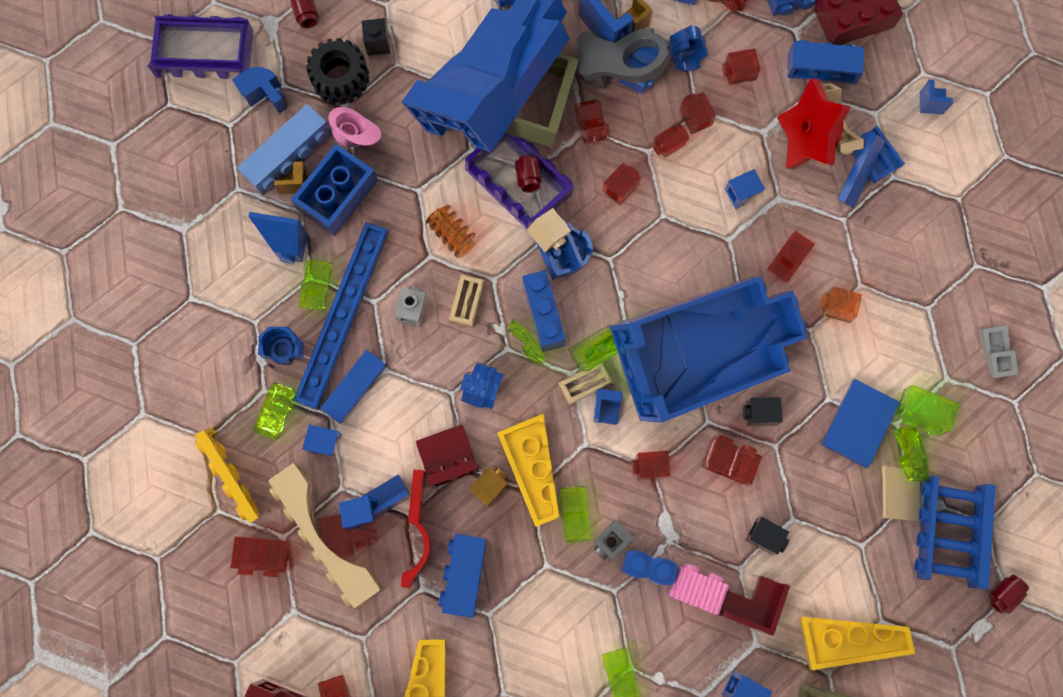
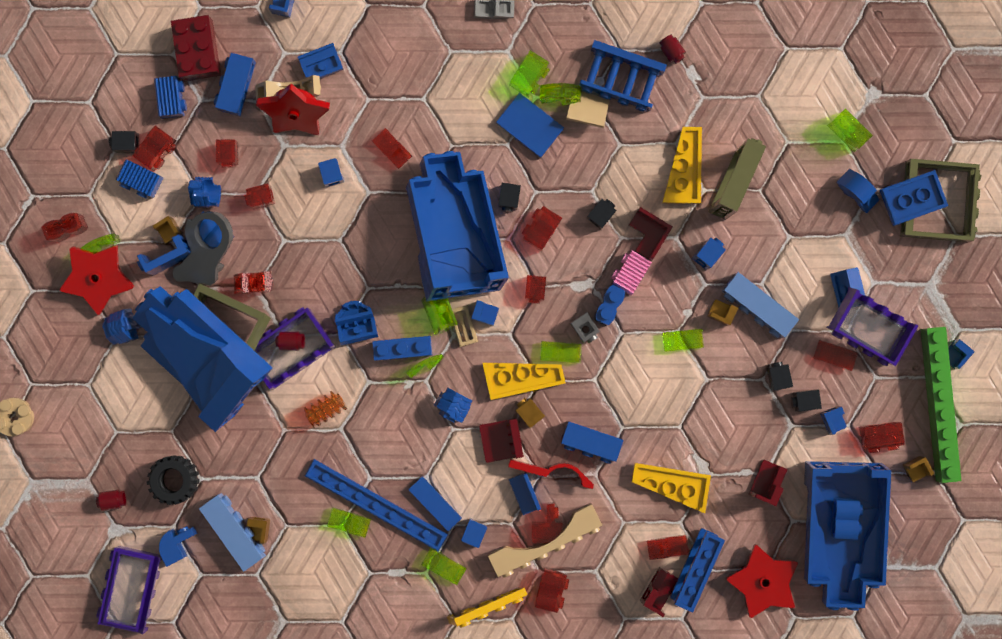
camera: 80 degrees left, 10 degrees up
(280, 345) = (394, 554): blue hair -> none
(283, 235) = (308, 542): blue slope -> none
(334, 189) = (275, 496): blue brick -> none
(352, 128) = (225, 473): bright pink piece -> none
(356, 512) = (533, 513): blue panel -> none
(375, 36) = (147, 444): black brick -> none
(411, 306) = (380, 449): light grey brick -> none
(461, 320) = (396, 412): tan tile -> none
(549, 230) = (341, 332): tan brick -> none
(622, 183) = (309, 267): clear red brick -> none
(670, 140) = (280, 222): clear red brick -> none
(840, 304) = (437, 119): clear orange brick -> none
(861, 170) = (334, 79): blue tile -> none

